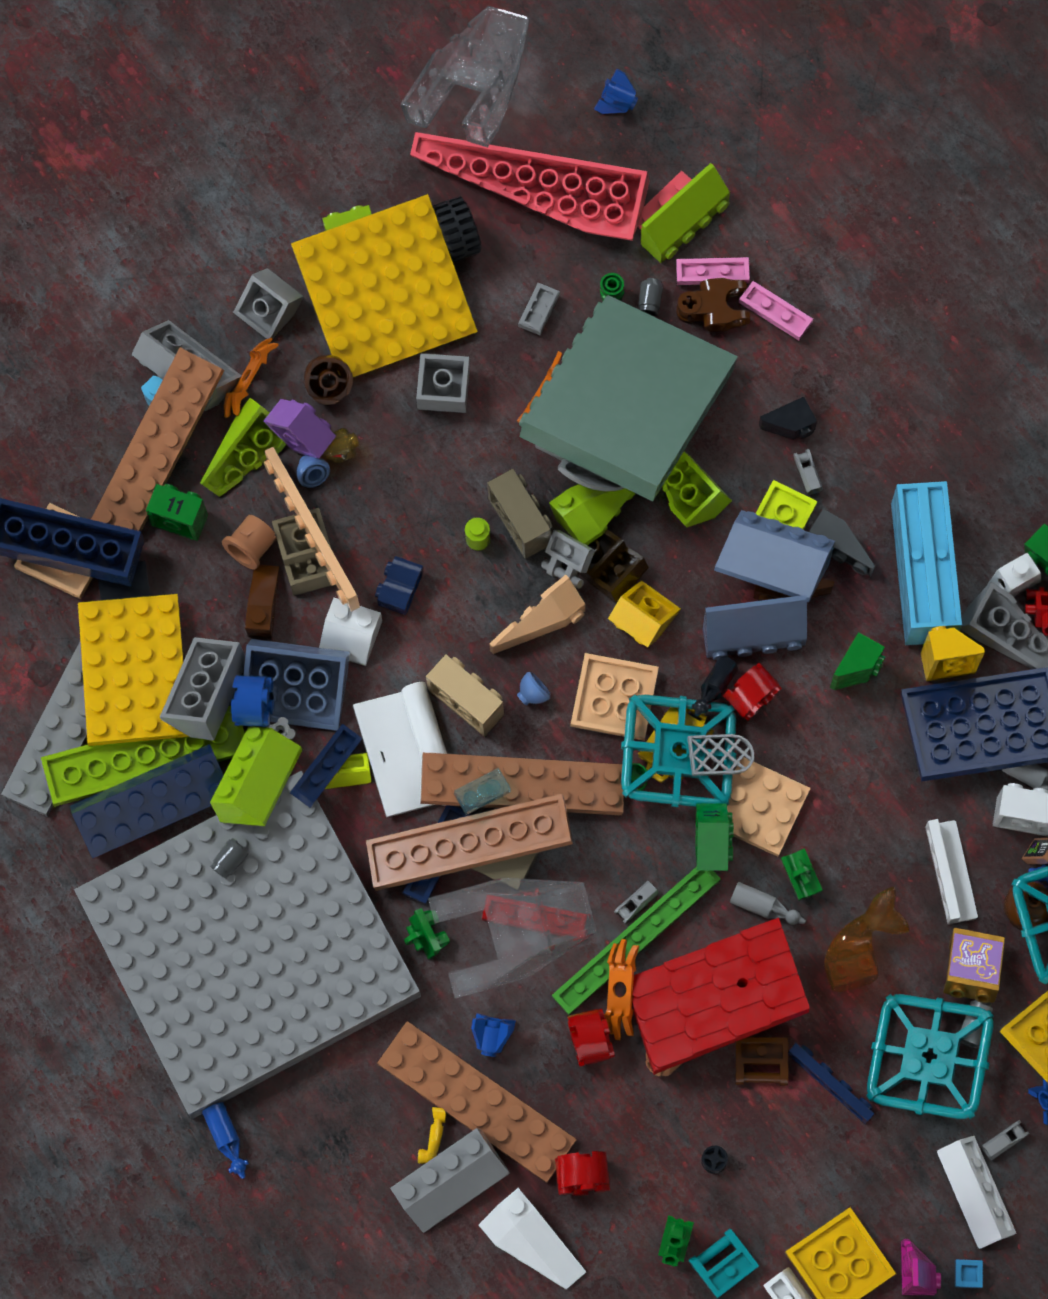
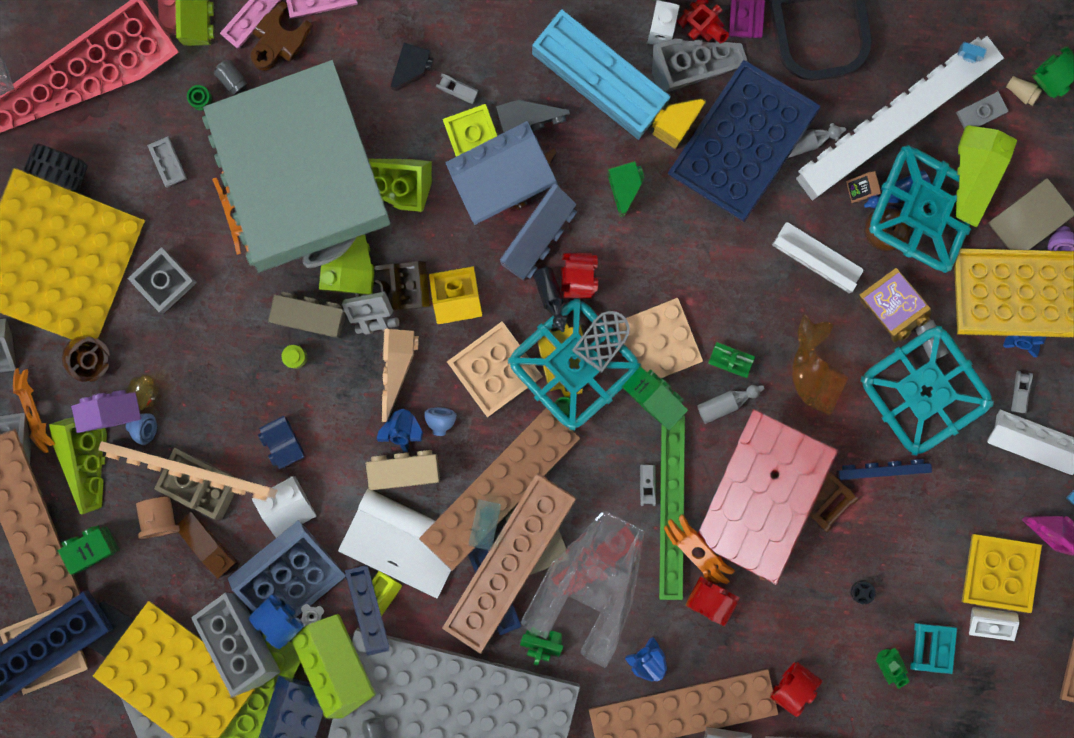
camera: 50 degrees left, 15 degrees up
(496, 665) = (401, 429): none -> blue brick

